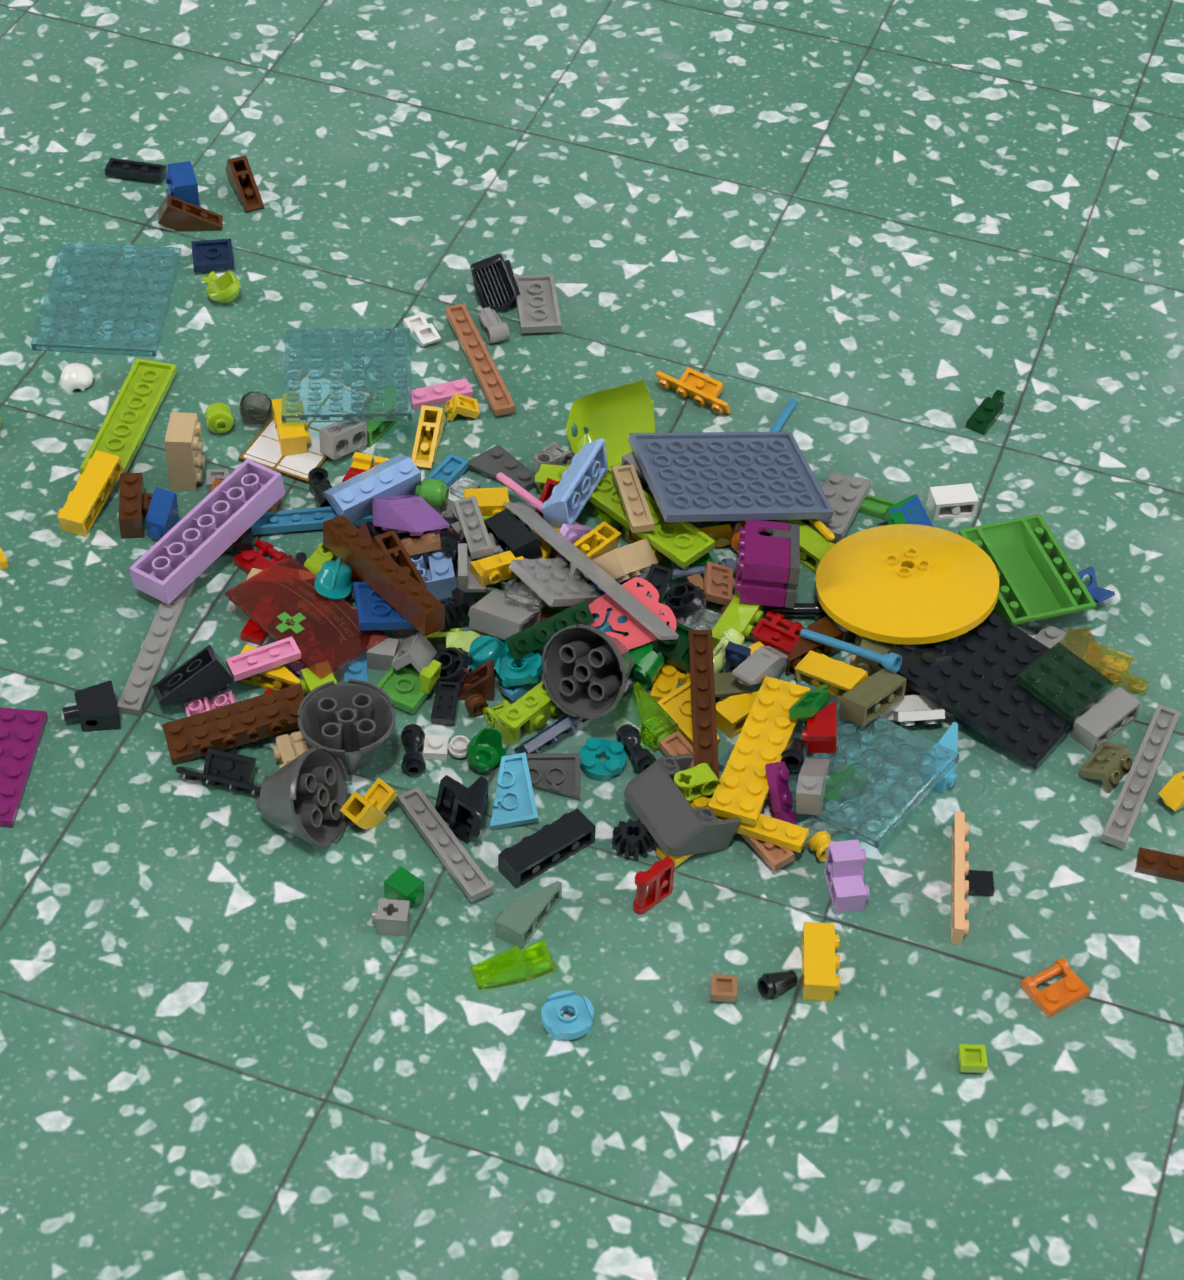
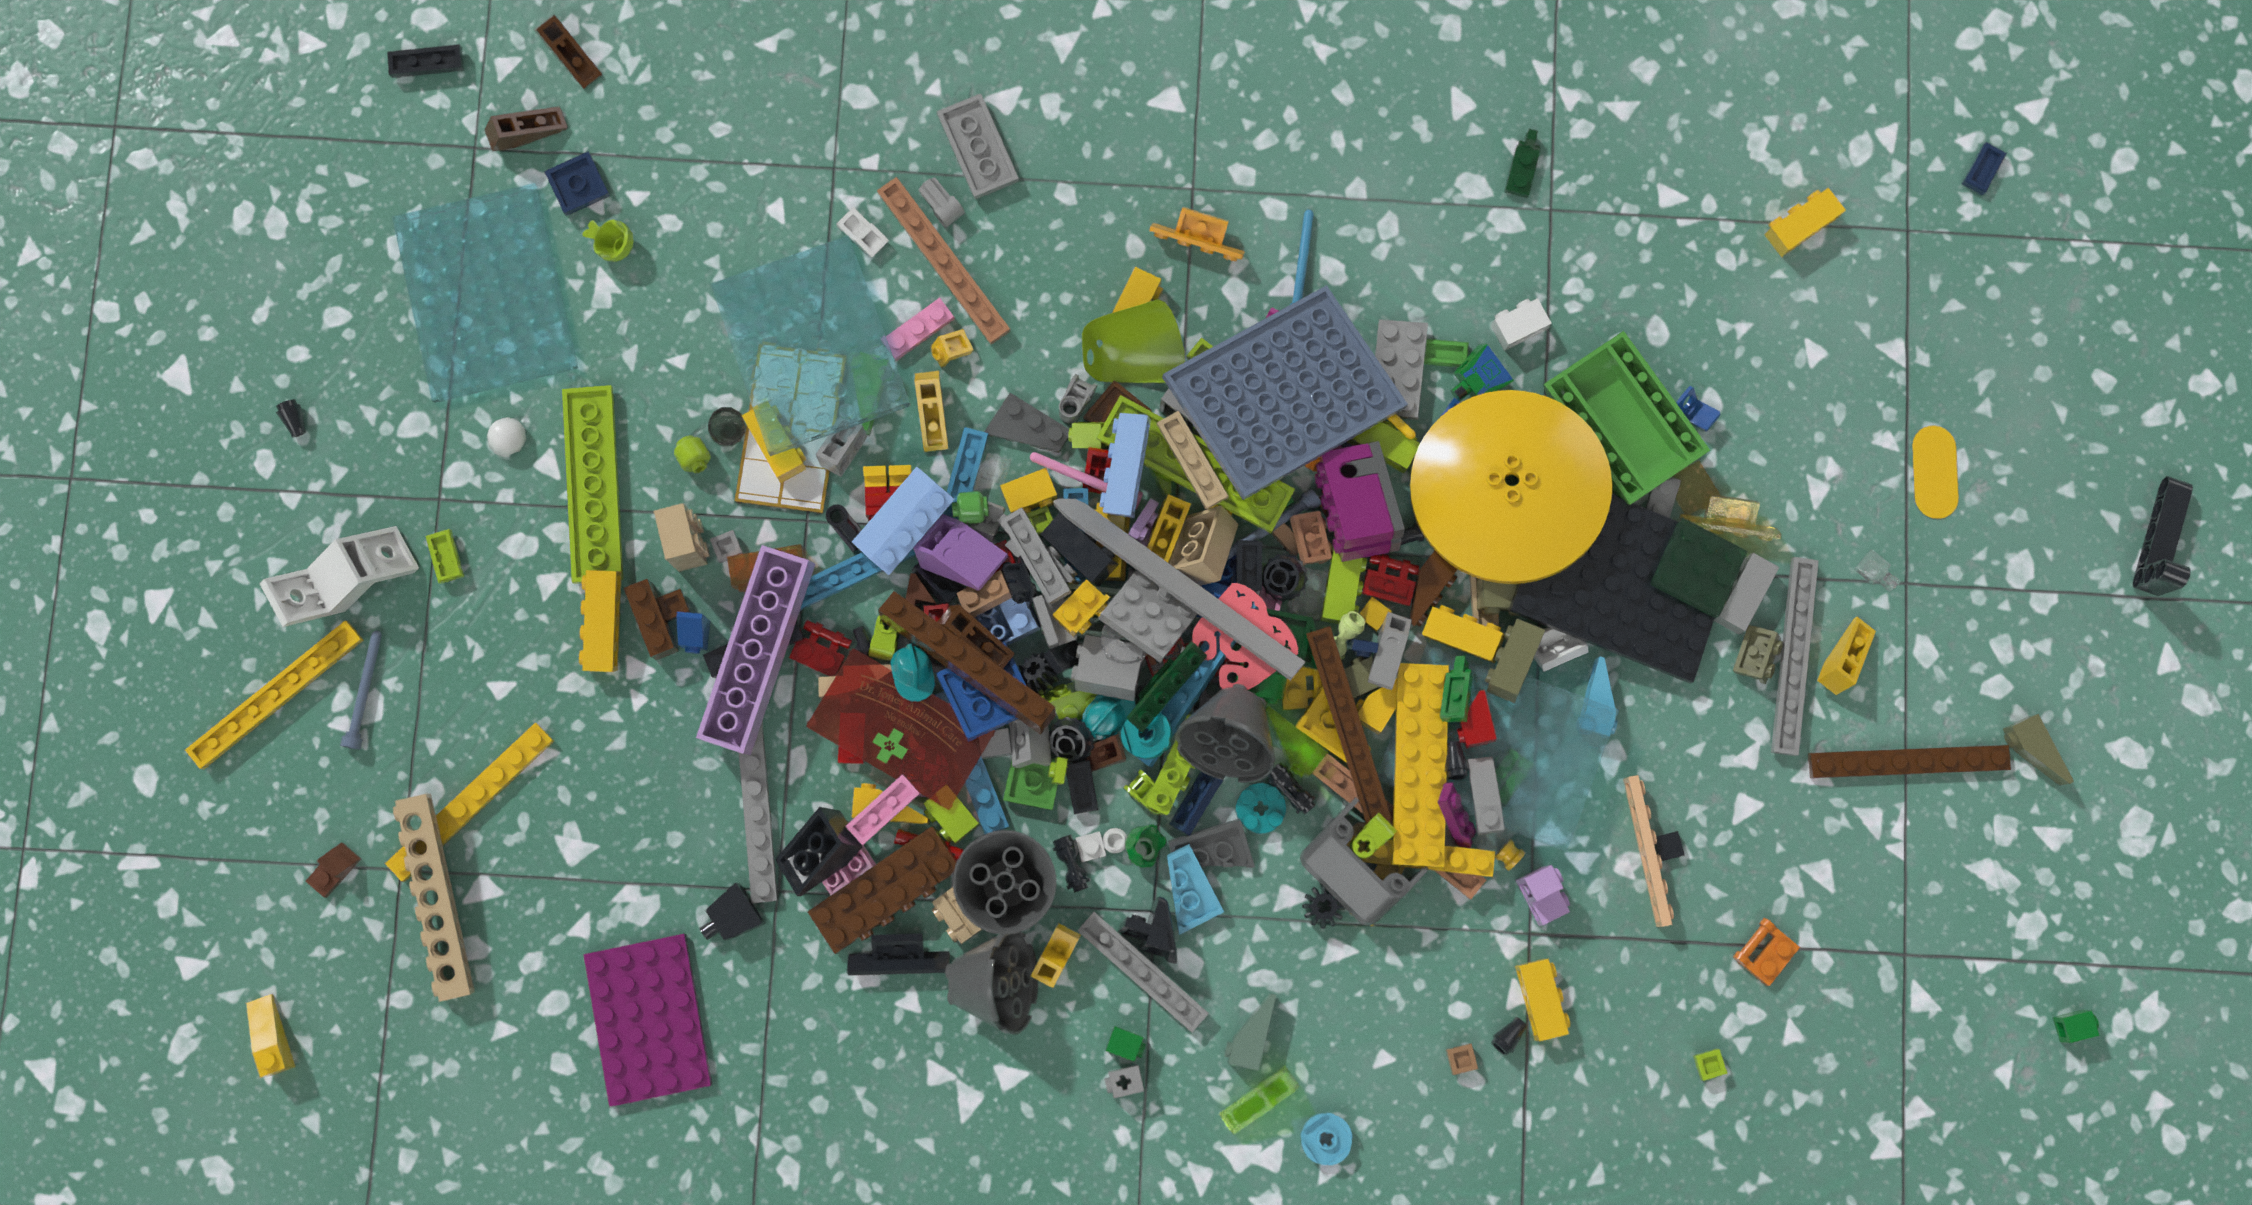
camera: 20 degrees left, 35 degrees up
(182, 182) = (498, 87): blue brick -> none
(475, 705) = (1113, 781): reddish brown bush -> none
(495, 282) = (923, 136): black piece -> none
(546, 848) = (1244, 946): black brick -> none
(659, 883) = (1367, 963): red plate -> none
(891, 661) = (1522, 614): dark azure piece -> none

